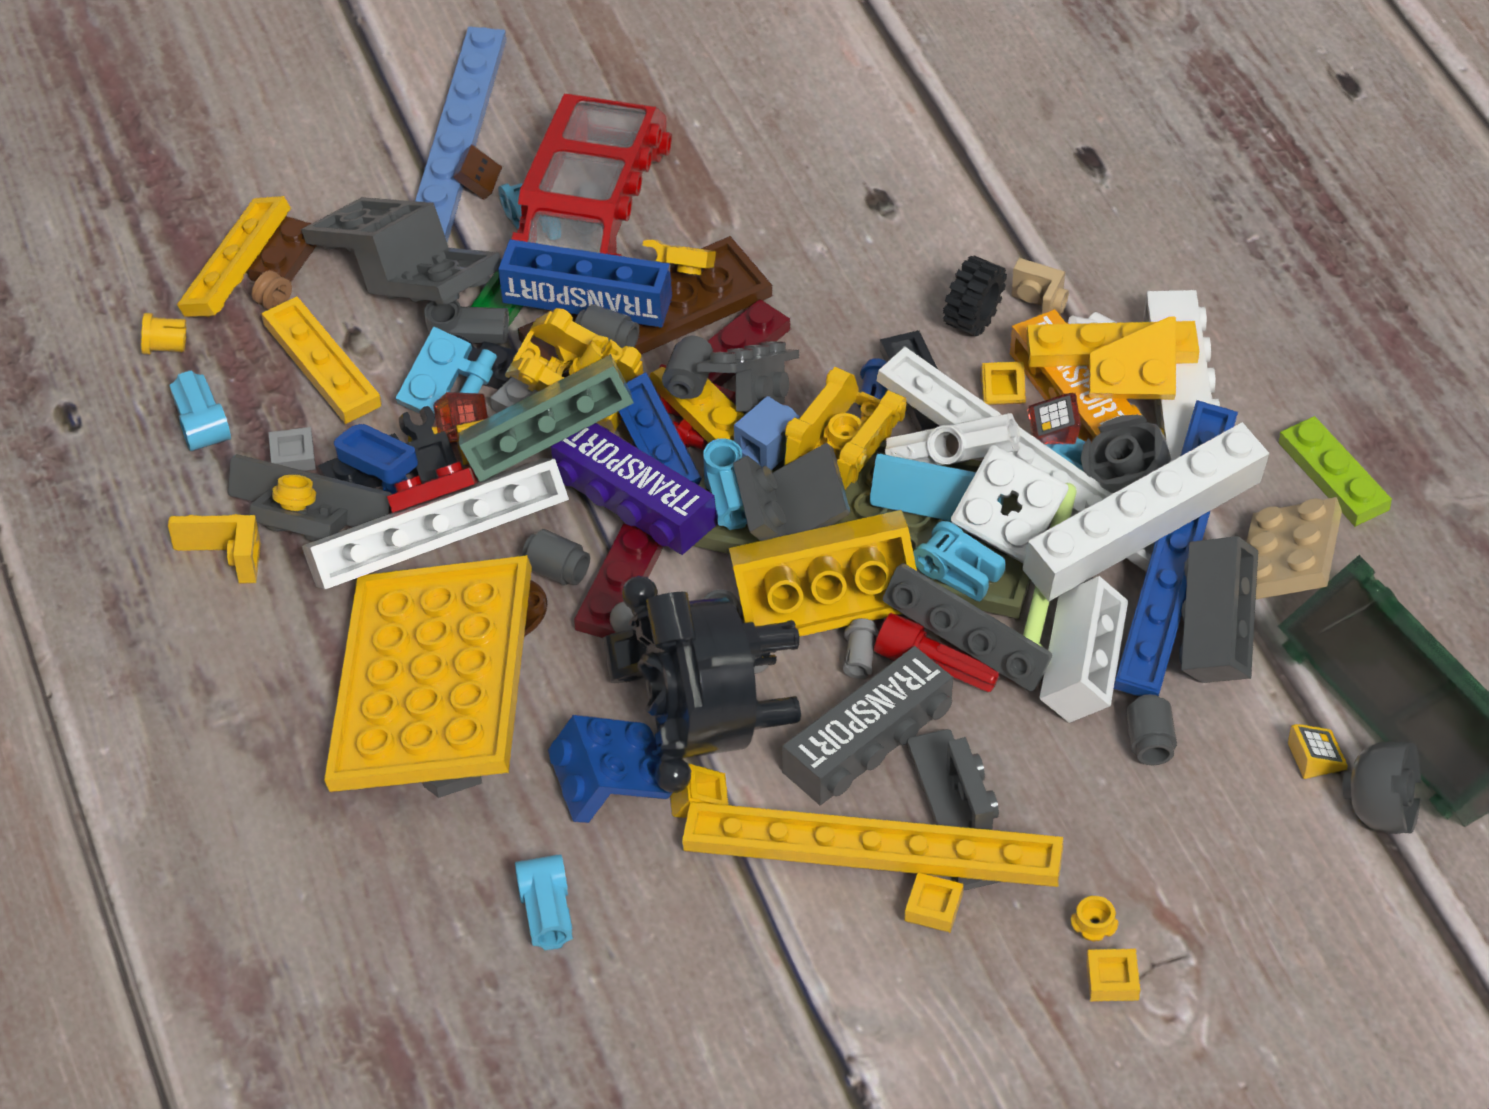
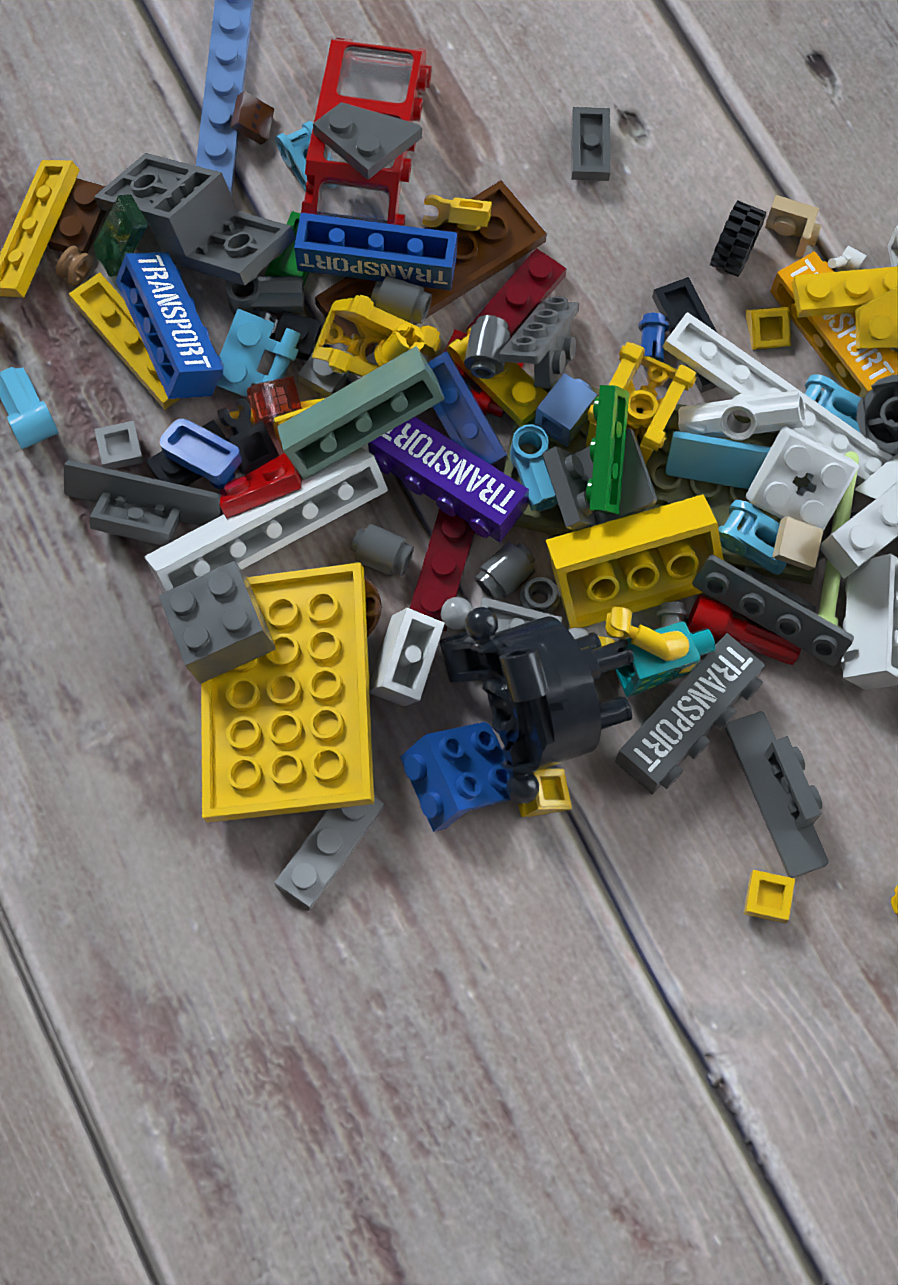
camera: 10 degrees left, 20 degrees up
(226, 532) = (76, 541): yellow bracket -> none
(294, 492) = (129, 500): yellow plate -> none
(322, 261) = (119, 233): none -> clear green plate
(361, 341) = (169, 325): none -> blue brick
(367, 600) = (217, 622): none -> dark grey brick
(458, 827) = (326, 851): none -> light grey plate
(544, 892) = (416, 910): medium azure piece -> none
(564, 650) = (405, 657): none -> white brick
(585, 172) = (365, 137): none -> dark grey wing
(690, 575) = (505, 571): none -> dark grey brick
(801, 458) = (608, 449): none -> green plate
(831, 211) = (590, 144): none -> dark grey plate
(832, 651) = (658, 653): none -> torso
(874, 844) = (711, 844): yellow plate -> none
(998, 561) = (797, 543): none -> tan tile
(1055, 420) = (830, 378): slope -> none

